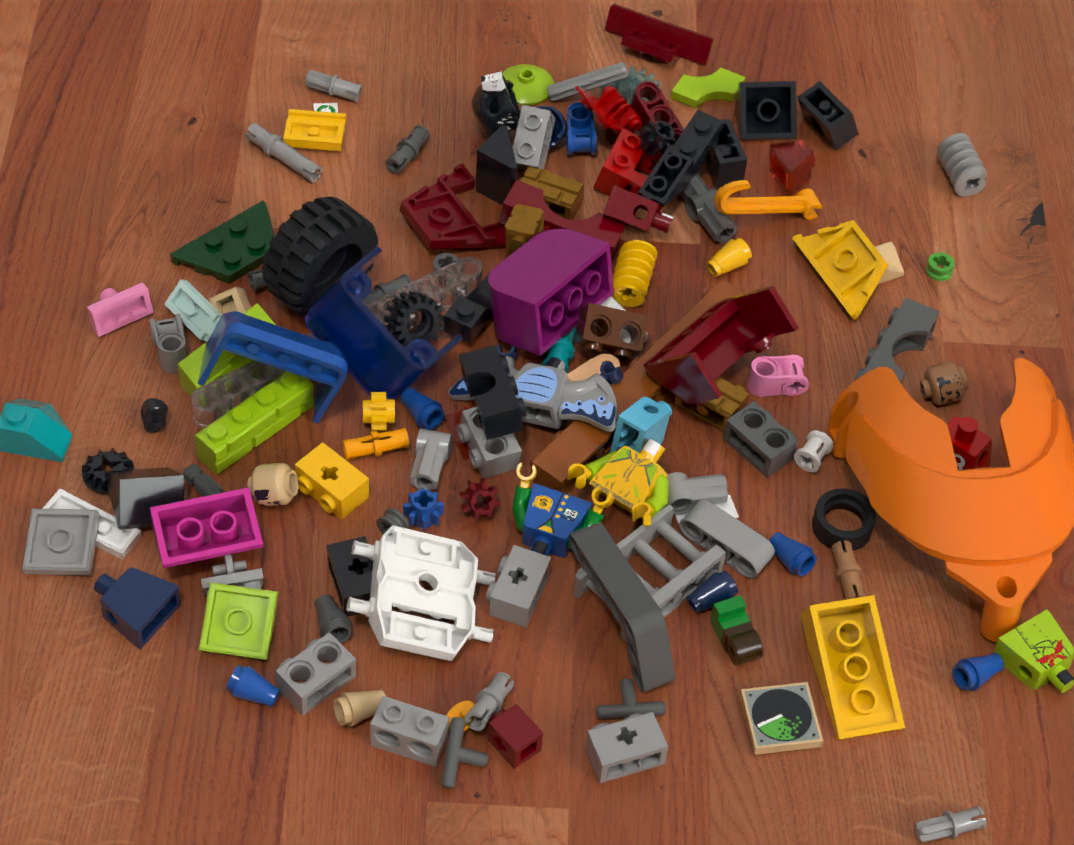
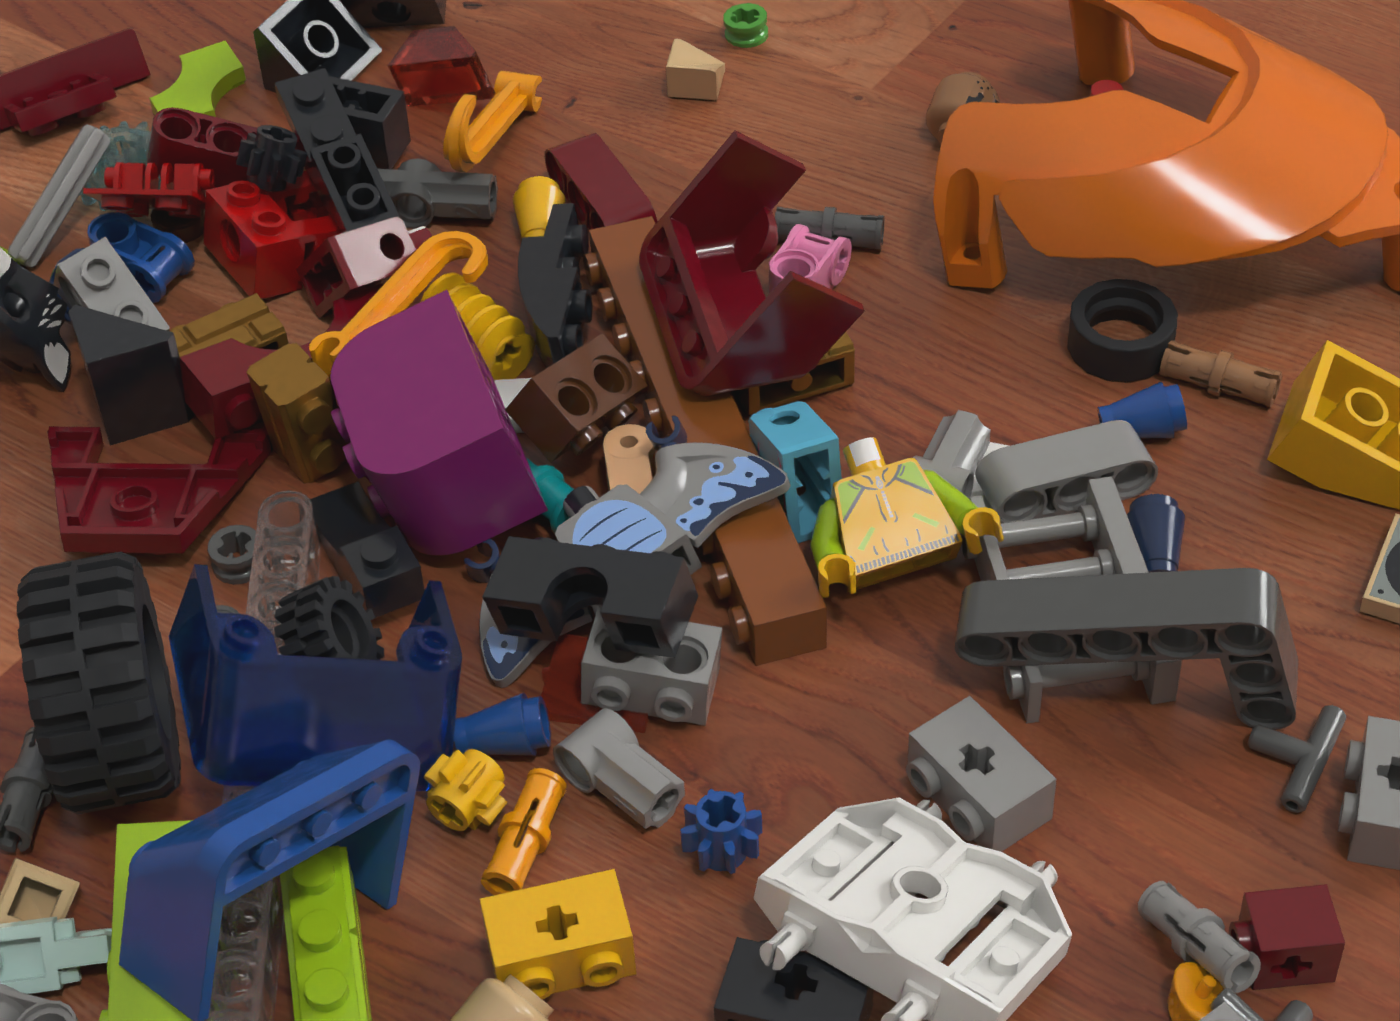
camera: 50 degrees left, 5 degrees down
(390, 518) = (719, 893): dark grey bush -> none
(488, 502) = (763, 740): dark red gear -> none
(550, 515) = (878, 663): torso -> none
(620, 231) = (404, 288): none -> light orange piece
(673, 287) = (552, 285): none -> black slope
(736, 631) = (1276, 546): leg -> none
(760, 439) = (911, 345): dark grey brick -> none
(766, 265) = (596, 183): none -> dark red beam
(813, 451) = (979, 306): white bush -> none
(819, 372) = (862, 230): none -> dark grey pin
(845, 263) = (664, 99): yellow wing -> none
(908, 331) = (893, 165): dark grey arch -> none

